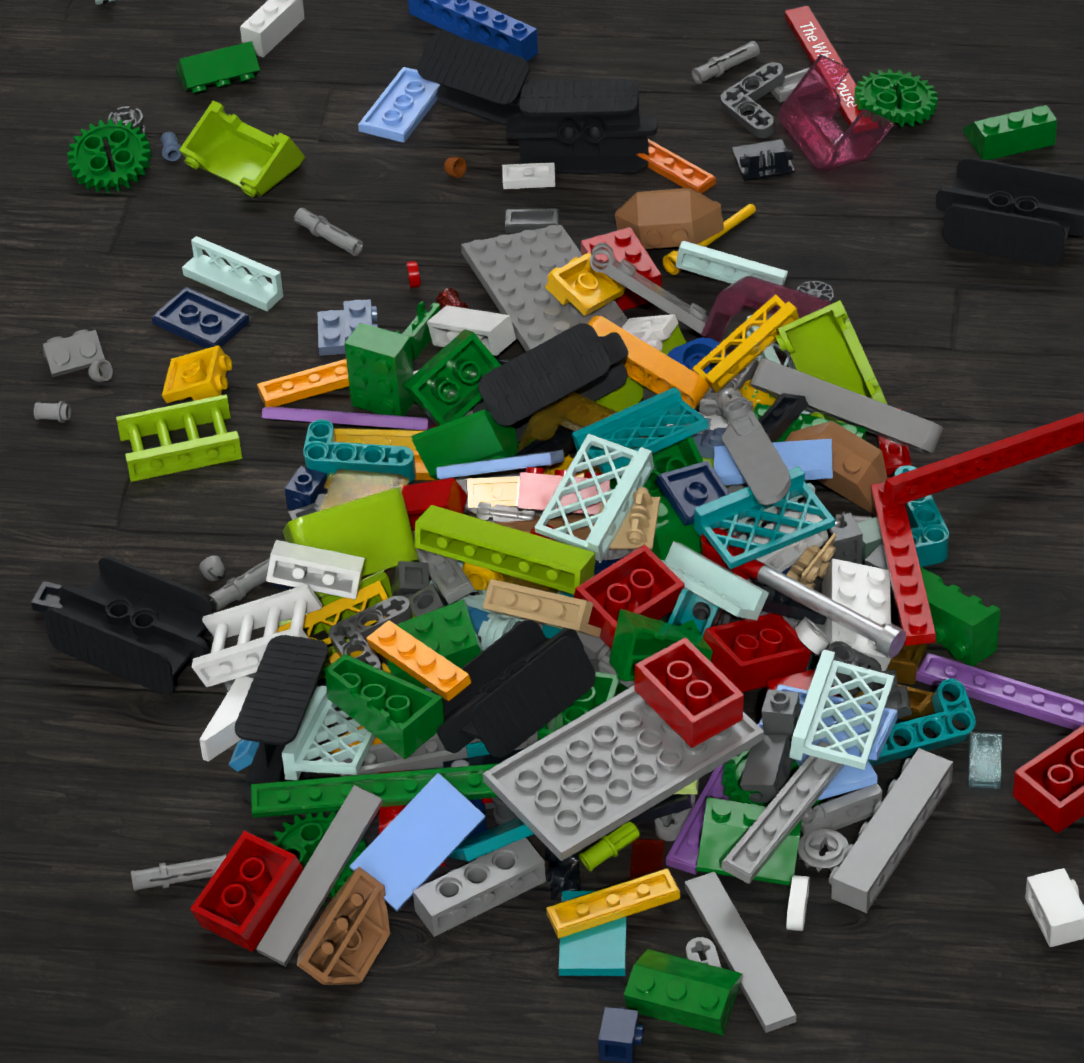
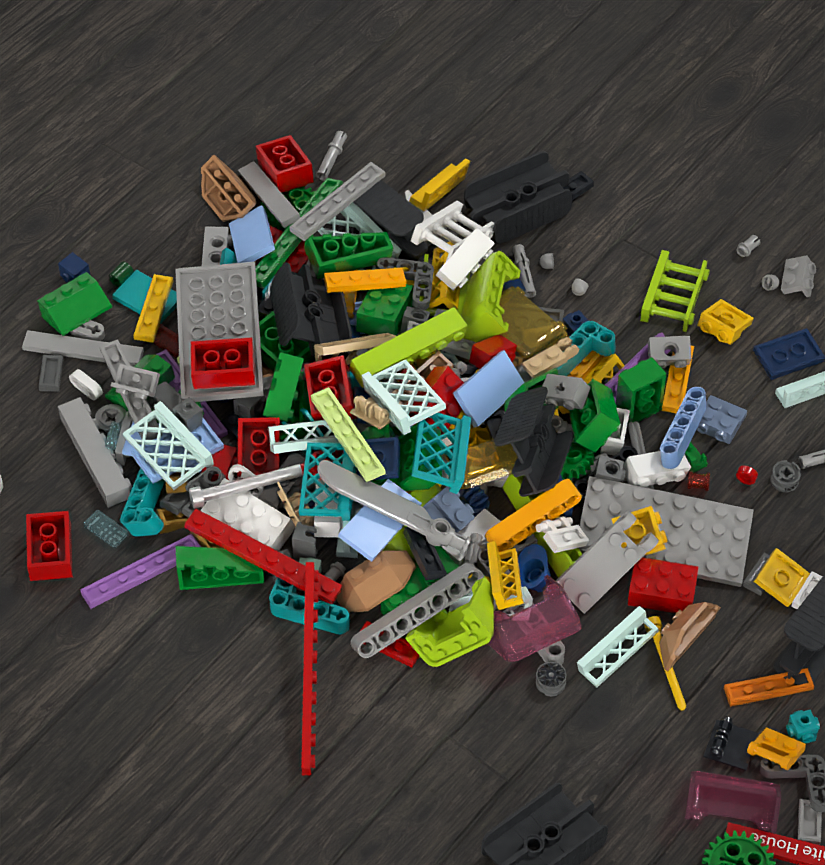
camera: 120 degrees right, 10 degrees up
(169, 714) = (440, 185): none -> yellow fence
(236, 522) = (579, 287): none -> light grey hinge
(293, 381) = (678, 344): none -> light grey brick
(319, 725) = (337, 201): none -> light grey tile
(387, 248) = (785, 476): none -> dark grey wheel
(396, 455) = (550, 358): none -> tan hinge
(412, 310) = (683, 427): none -> medium blue beam
(446, 398) = (566, 391): none -> light grey brick
(512, 345) = (614, 465): none -> dark grey brick
(530, 195) = (781, 577): none -> yellow plate
(581, 979) = (120, 274): none -> dark green piece
(695, 516) = (348, 434): none -> yellowish green tile
(700, 116) = (803, 726): none -> teal brick
(735, 122) = (777, 748): none -> light orange plate
(782, 787) = (136, 380): none -> light grey bracket
(807, 961) = (51, 373): none -> dark grey tile
(858, 810) = (113, 435): none -> clear light blue axle

